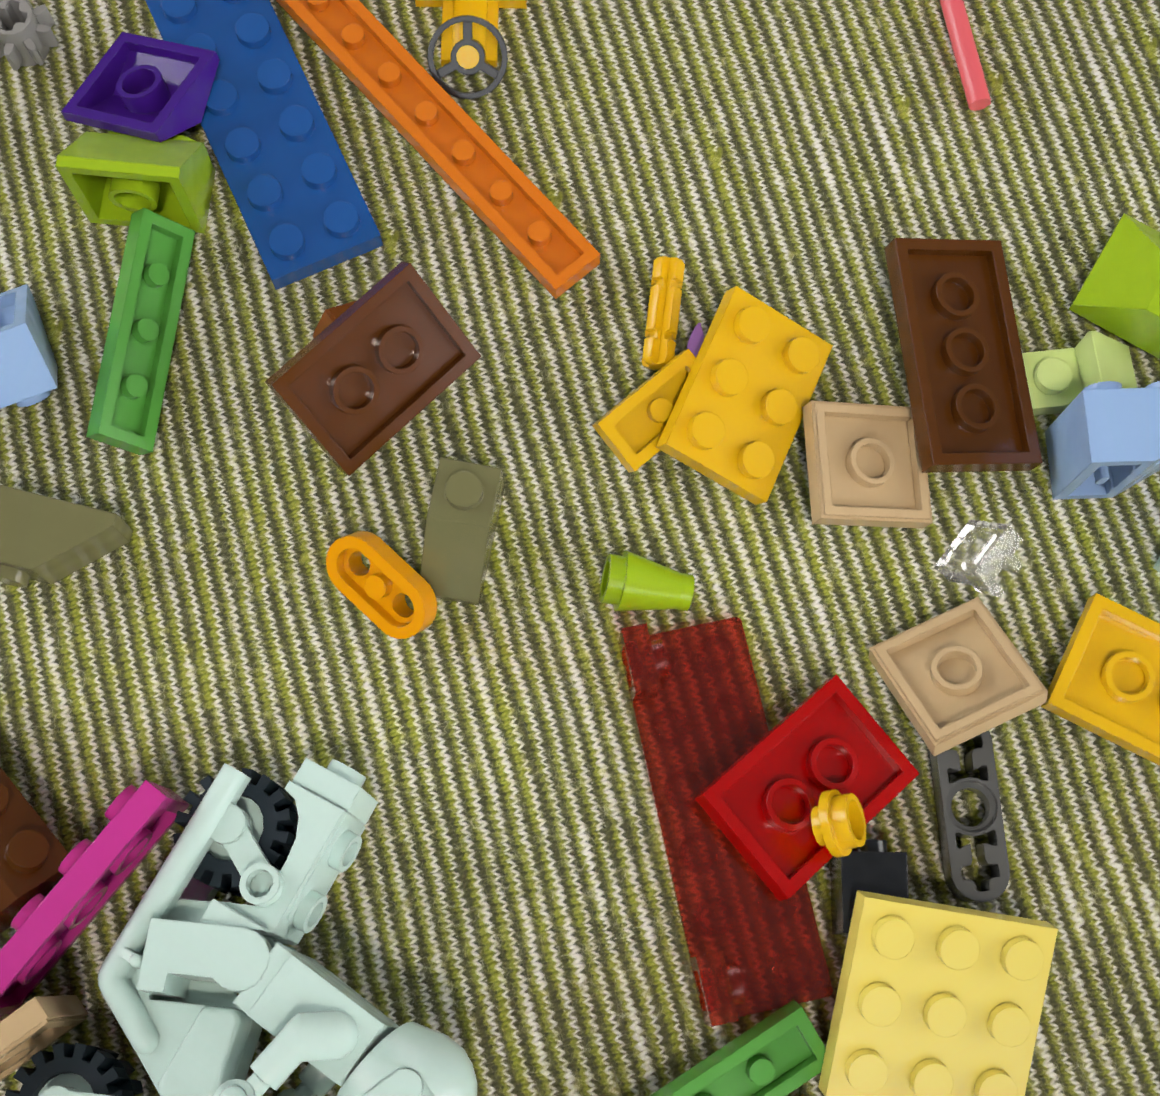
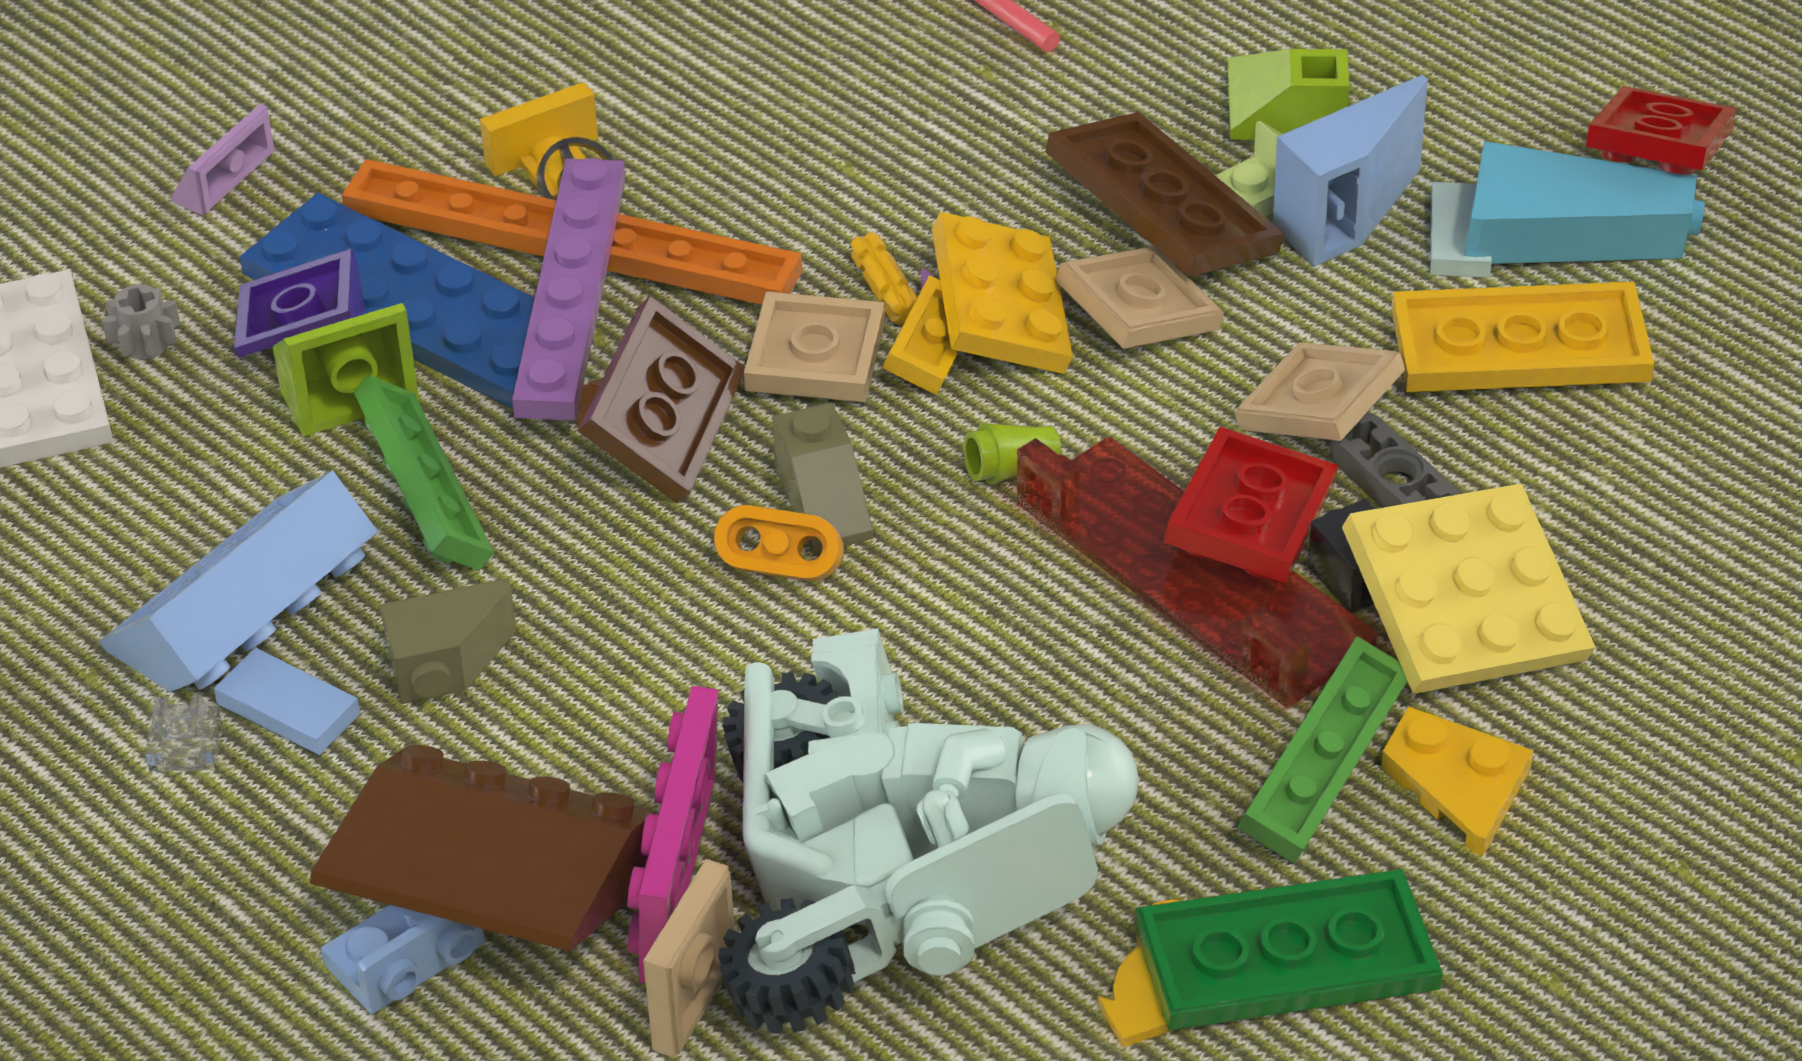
camera: 25 degrees left, 30 degrees down
(374, 194) = (569, 290): none -> medium lavender plate
(552, 365) = (815, 346): none -> tan plate
(838, 822) = (1293, 492): yellow plate -> none
(980, 555) = (1283, 313): clear tile -> none

